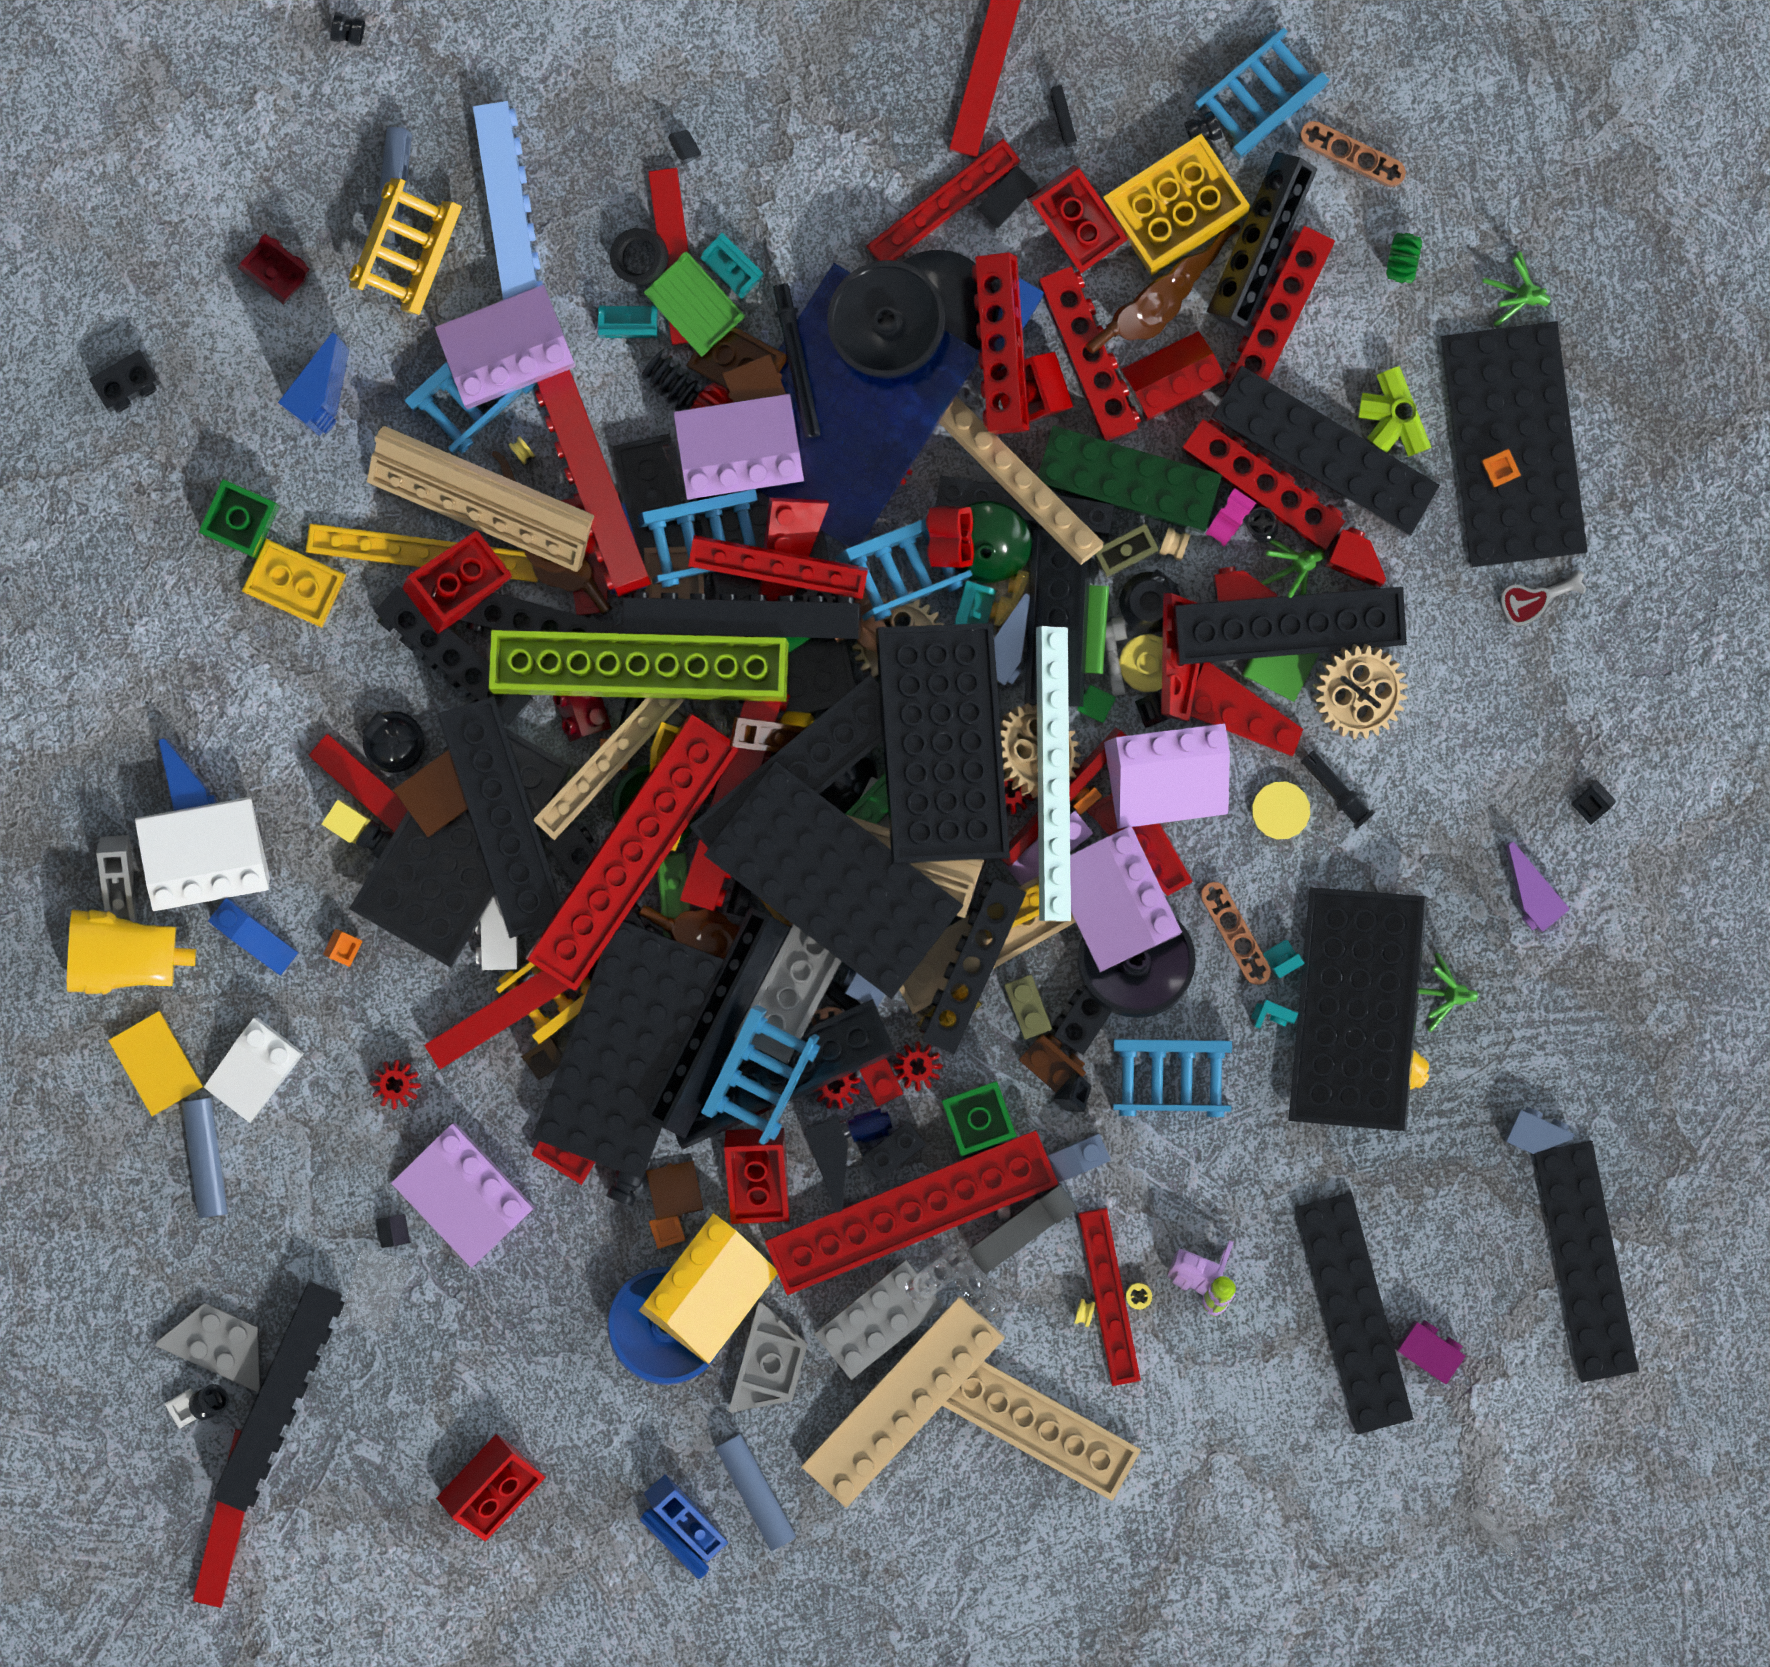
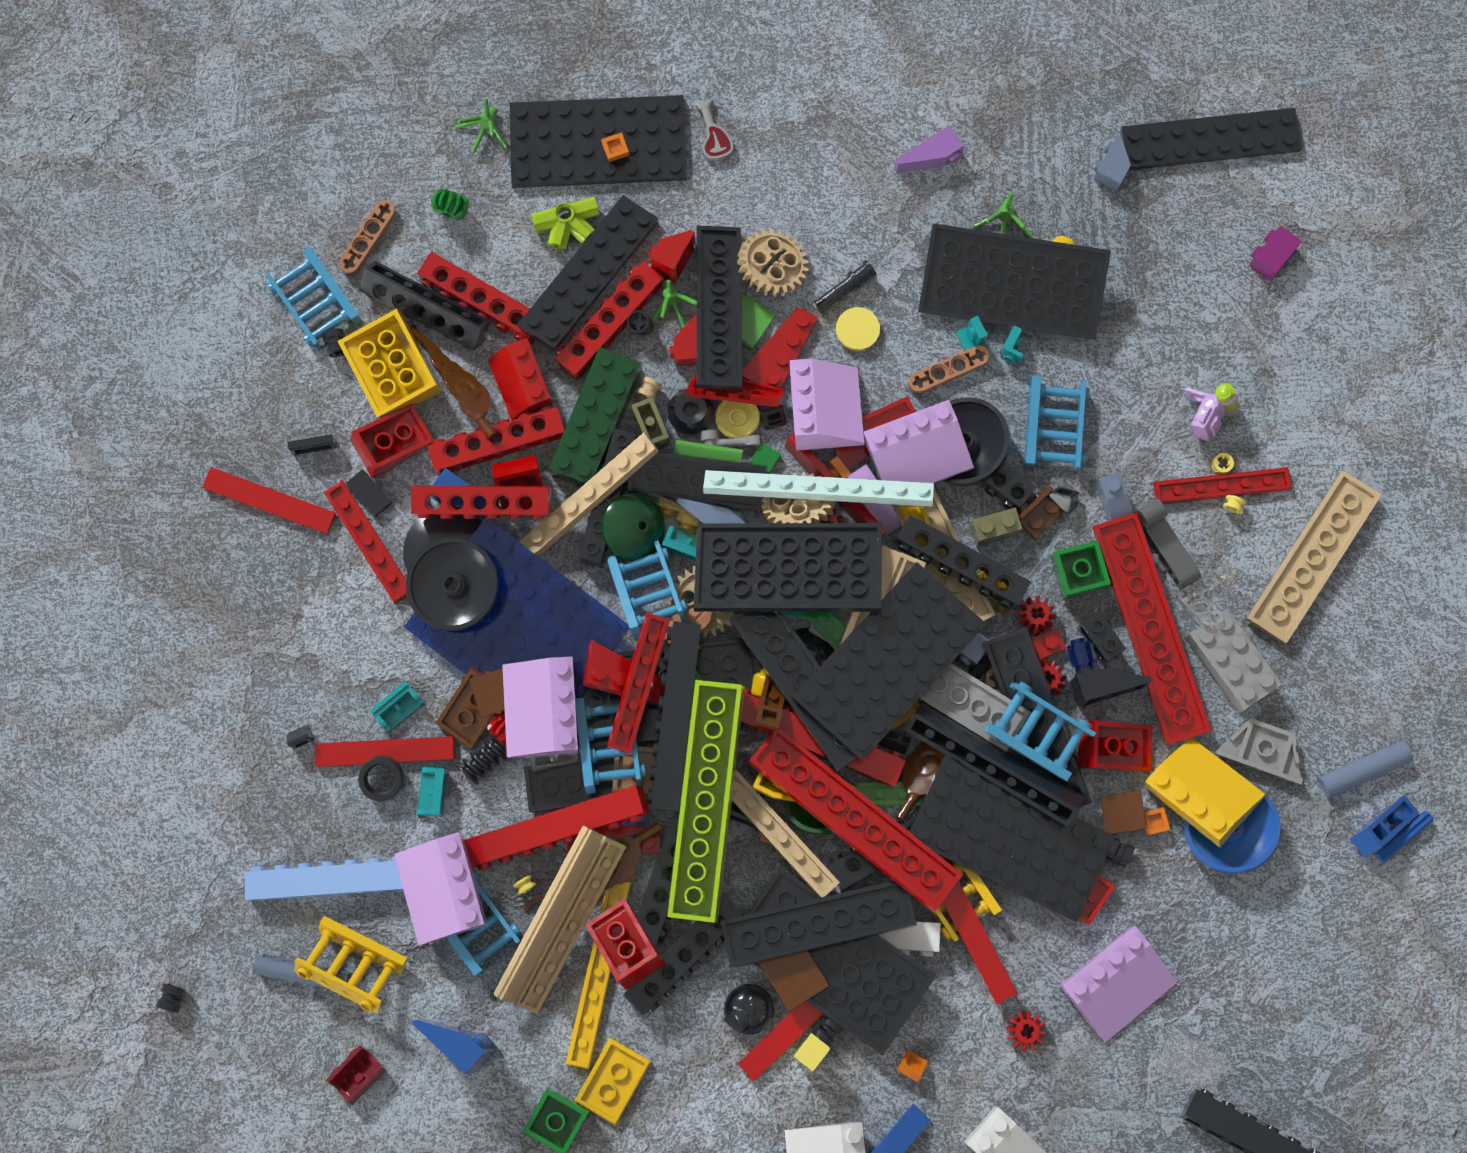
camera: 80 degrees left, 10 degrees down
(393, 1231) = (1144, 1044): black slope -> none
(490, 1488) = (1356, 981): red slope -> none
(543, 1058) = (1012, 908): dark brown panel -> none
(582, 715) = (741, 855): dark red bracket -> none
(694, 304) = (423, 738): bright green piece -> none
(788, 323) = (476, 659): black axle -> none
(903, 1401) = (1300, 647): tan plate -> none
(950, 536) = (627, 550): red brick -> none
(1230, 517) = (632, 345): dark pink leg -> none
(1354, 1313) = (1242, 307): black plate -> none
(1593, 802) = (869, 107): black slope -> none

